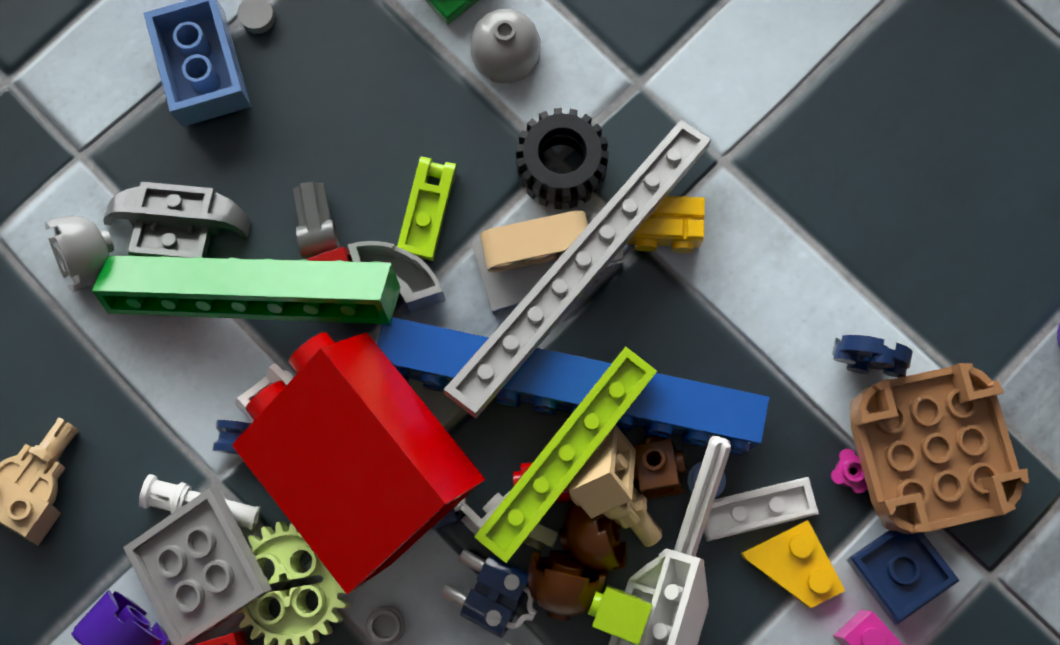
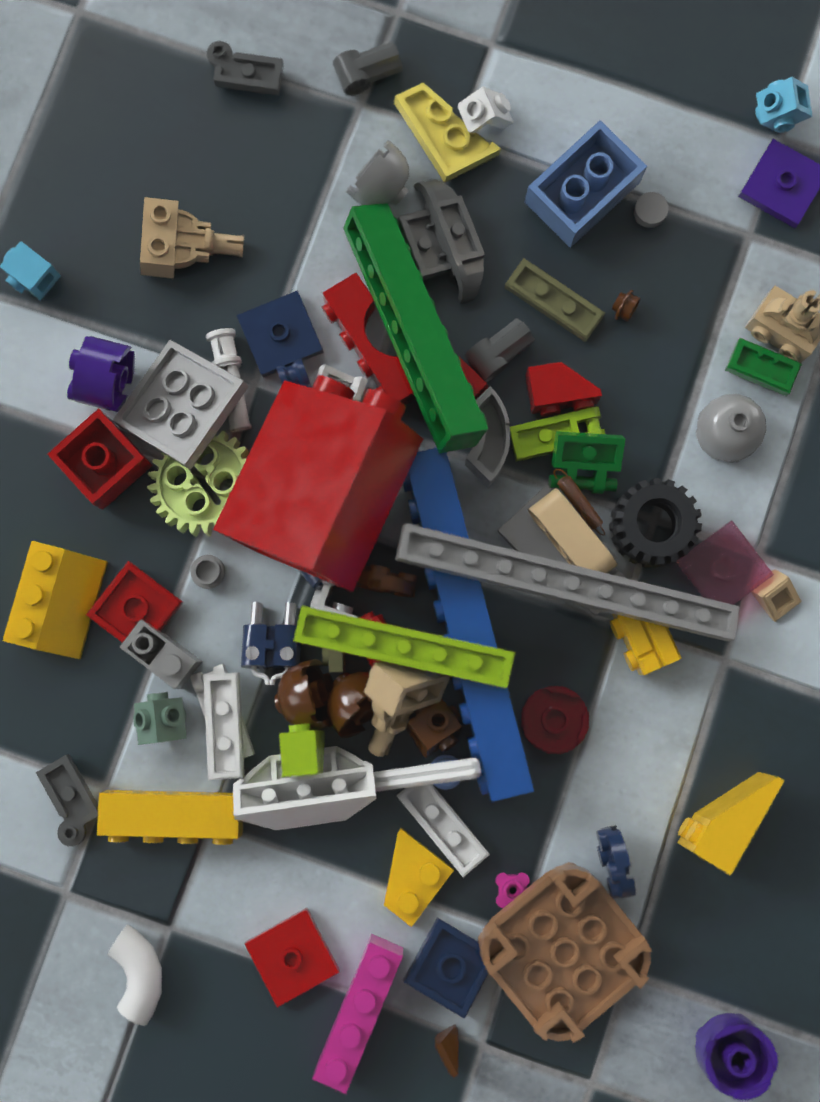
camera: 65 degrees right, 5 degrees up
(67, 117) = (485, 108): none -> white bracket
(74, 170) = (443, 133): none -> light yellow wing
(179, 430) = (280, 333): none -> dark blue plate
(192, 345) = (351, 307): none -> red arch
(294, 146) = (554, 300): none -> olive tile
(336, 82) = (625, 305): none -> reddish brown plate
(382, 184) = (557, 388): none -> red slope
(460, 187) = (588, 452): none -> green plate
(485, 446) = (382, 580): none -> reddish brown plate
(502, 218) = (579, 502): none -> dark orange piece
(634, 115) = (725, 566): none -> clear pink plate
(683, 85) = (777, 595): none -> tan slope
(705, 348) = (555, 719): none -> dark red tile
(881, 229) = (729, 822): none -> yellow slope
(980, 611) = (447, 1047): none -> reddish brown slope

